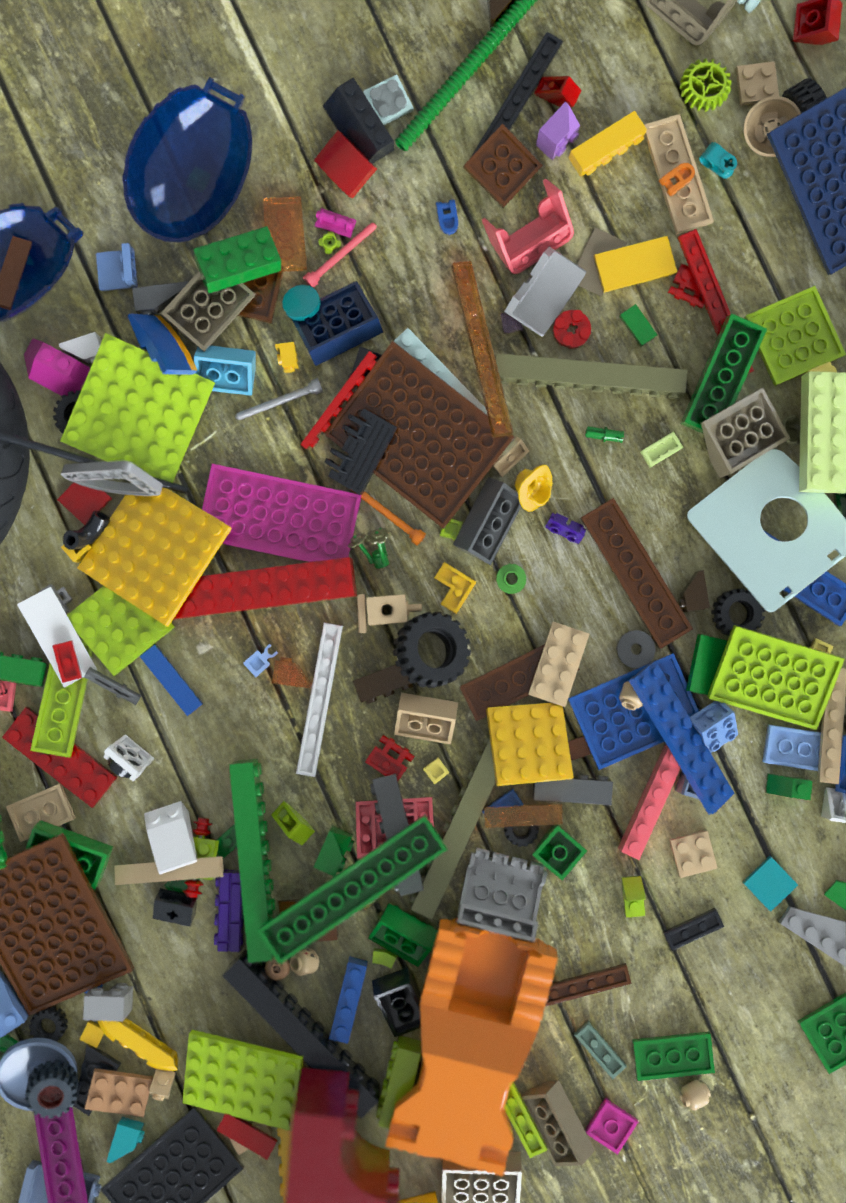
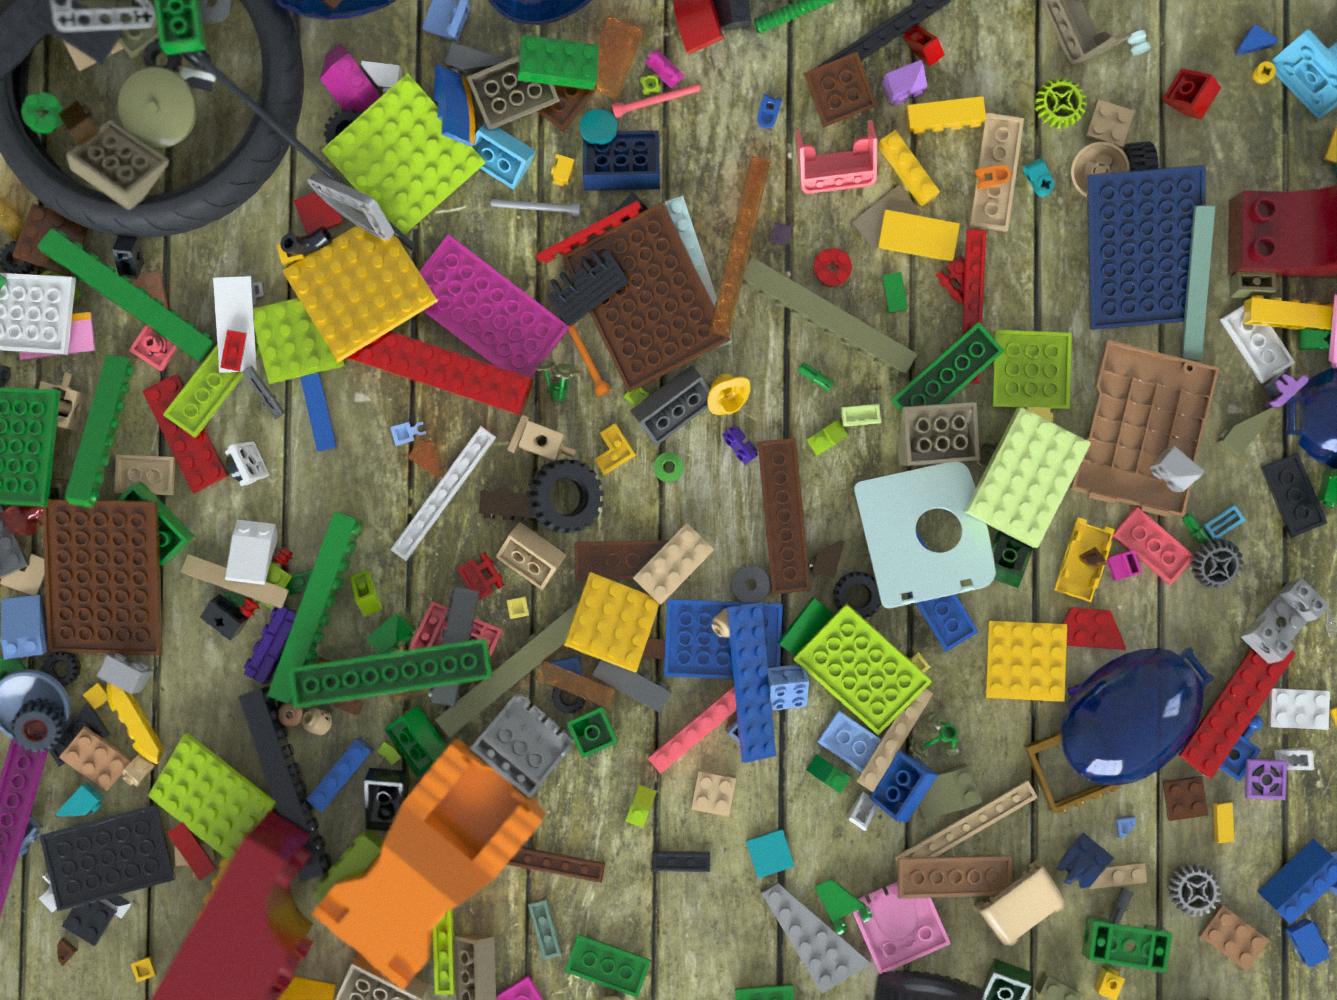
camera: 20 degrees right, 0 degrees up
(511, 456) = (720, 356): tan plate -> none
(547, 292) = (823, 223): light grey panel -> none
(598, 208) = (908, 168): none -> yellow brick
(641, 484) = (827, 437): none -> lime slope

